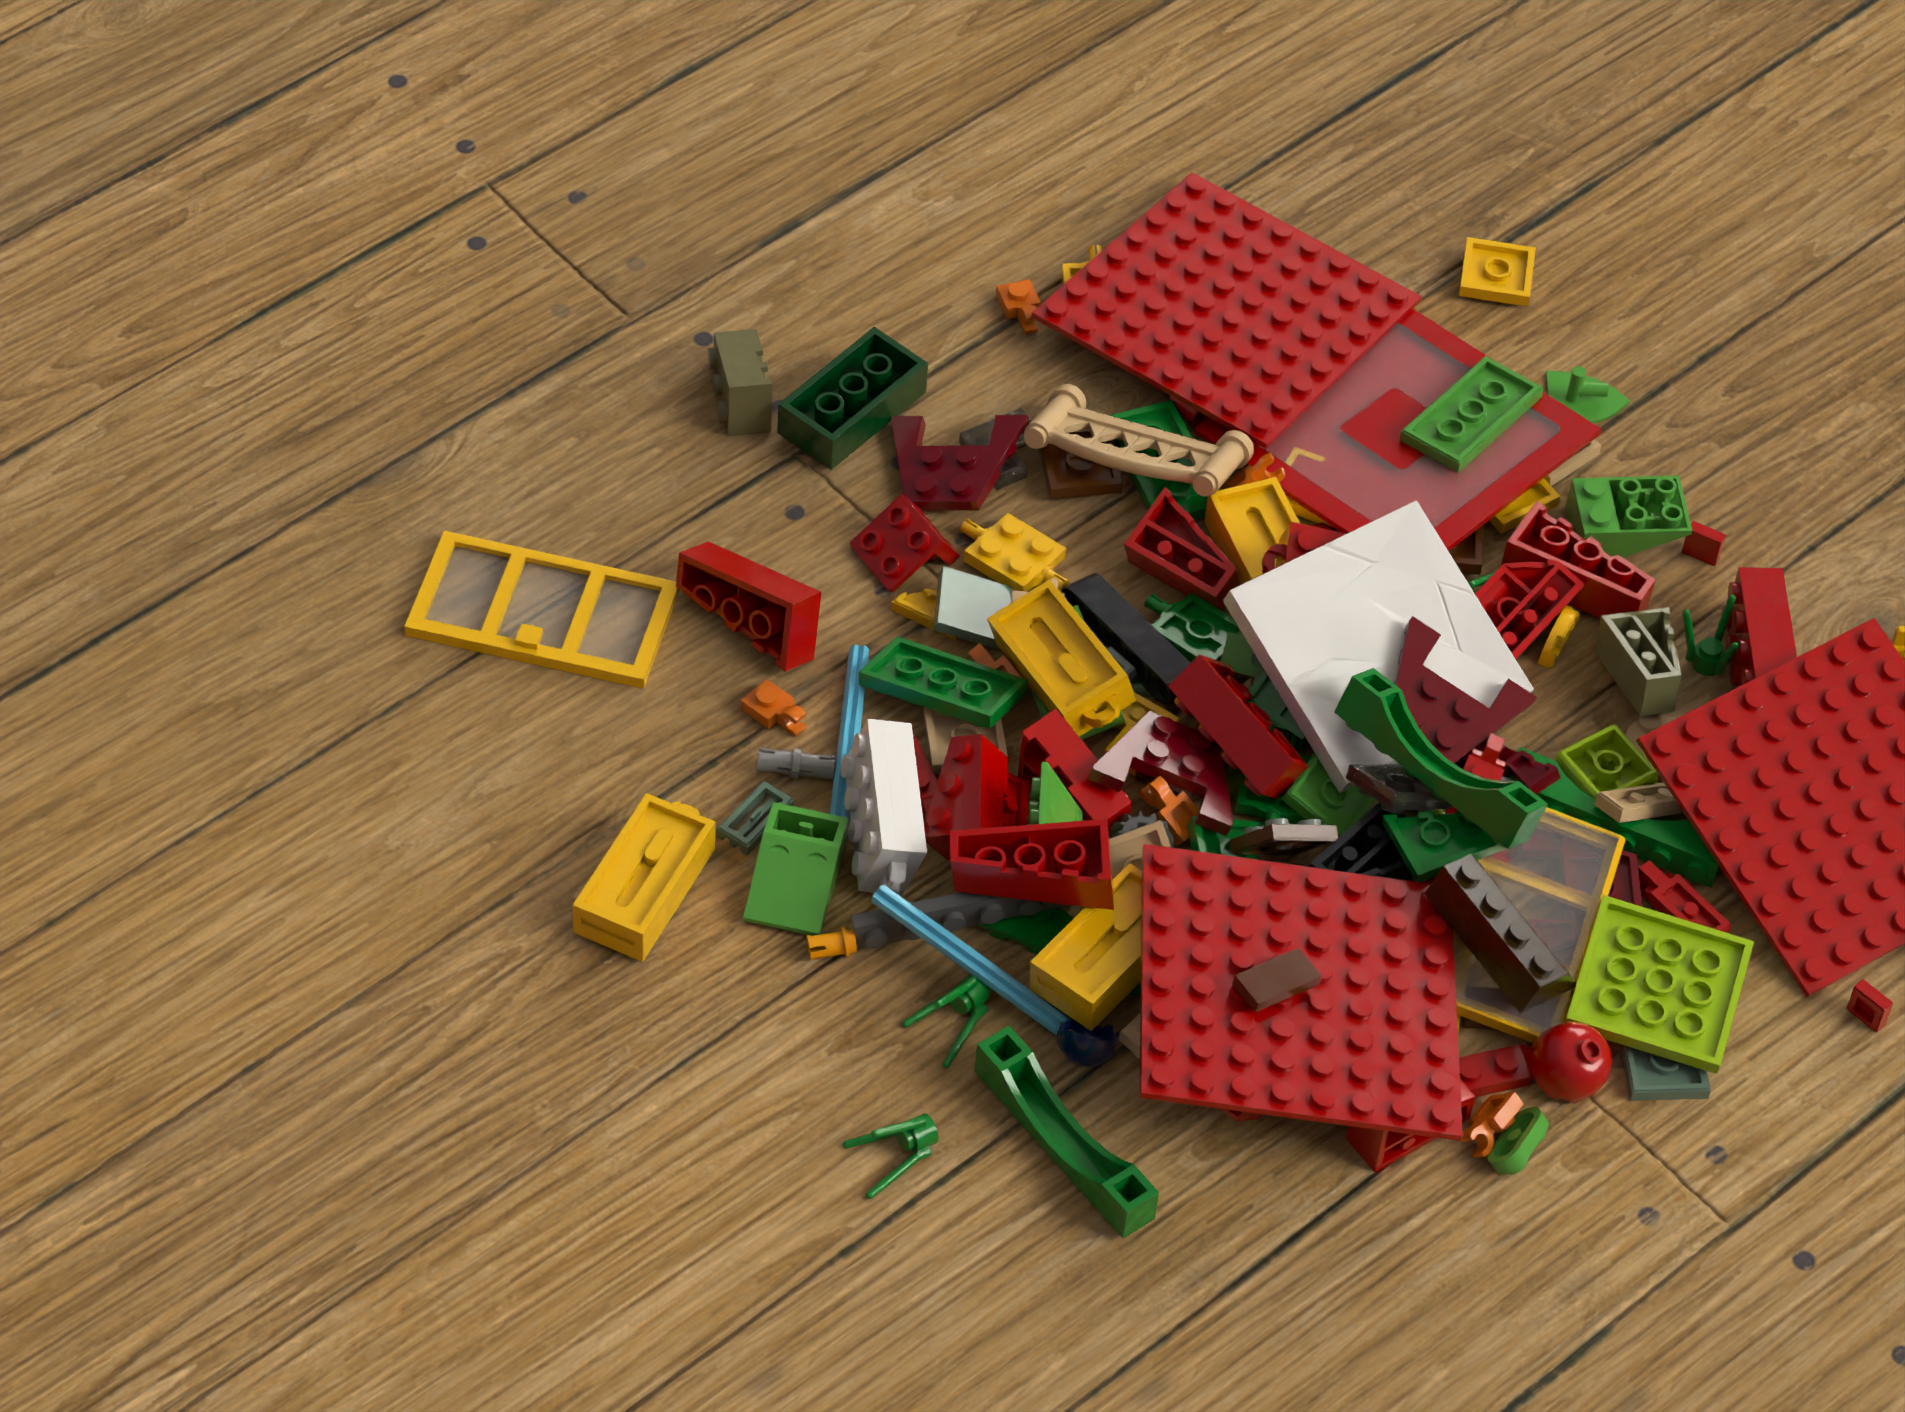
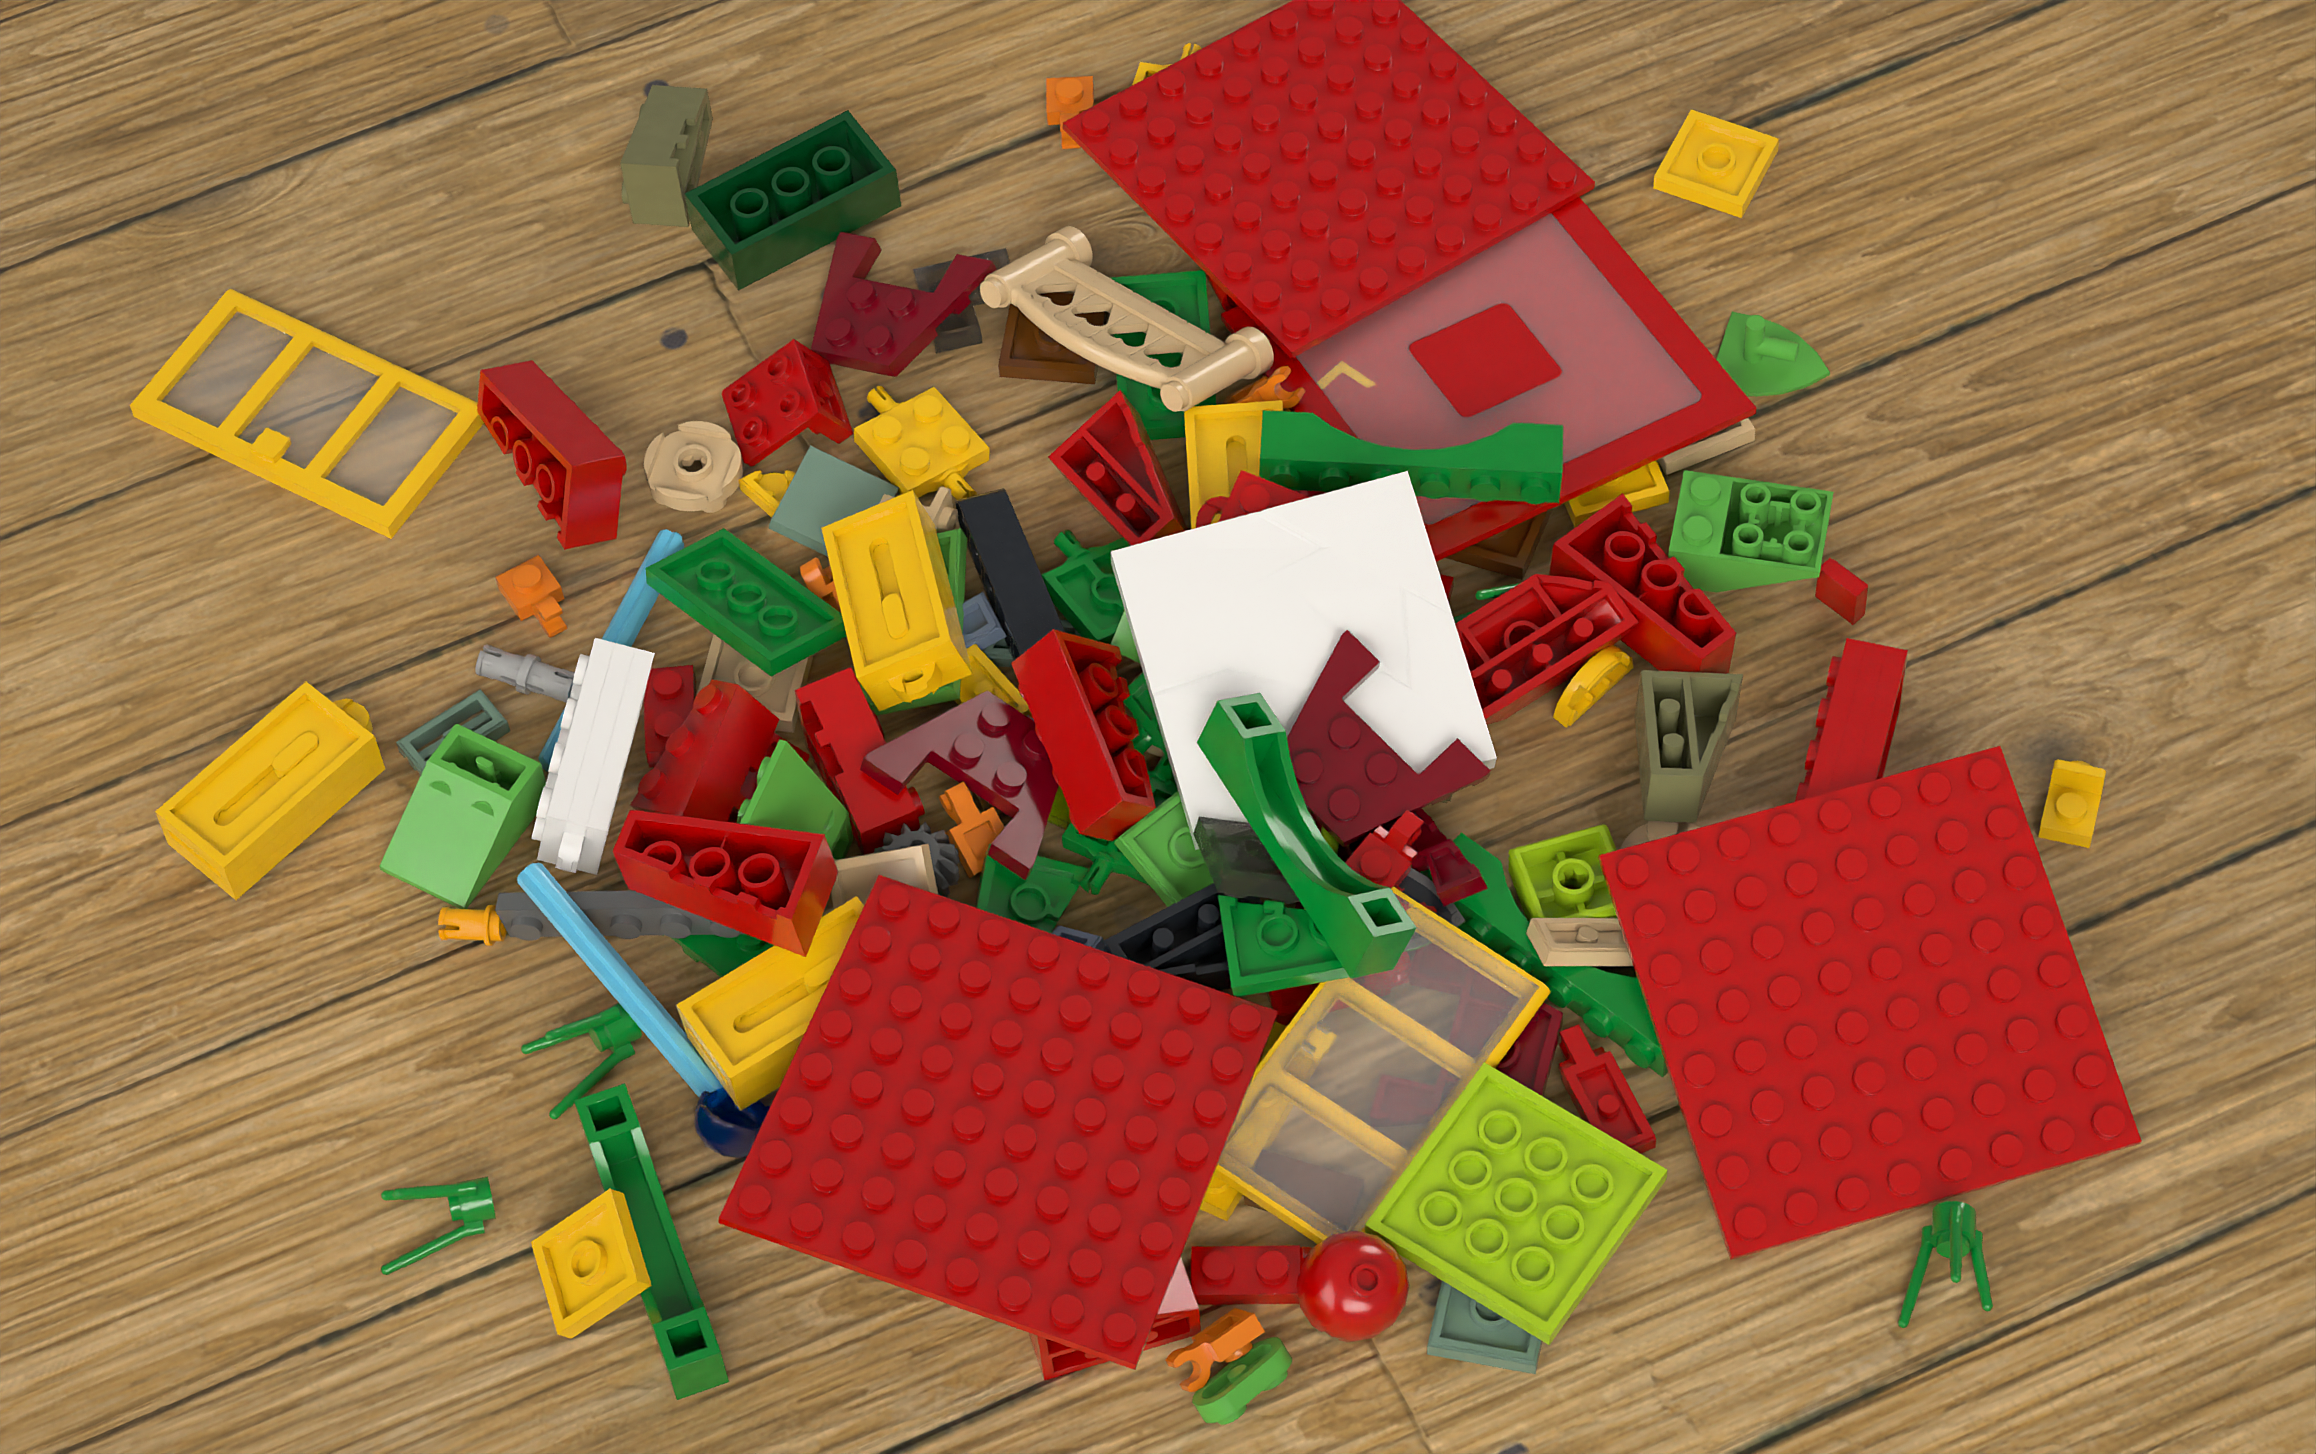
camera: 25 degrees right, 5 degrees up
(855, 615) = (696, 490): none -> tan plate
(1028, 1156) = (590, 1263): none -> yellow plate
(1276, 980) = (965, 1098): reddish brown tile -> none
(1282, 838) = (1071, 895): reddish brown piece -> none
(1460, 492) = (1509, 465): none -> green arch
(1471, 414) = (1588, 356): bright green tile -> none
(1498, 934) = (1312, 1090): dark brown slope -> none
(1709, 654) = (1786, 745): green plant -> none
(1869, 1005) = (1802, 1292): red tile -> none

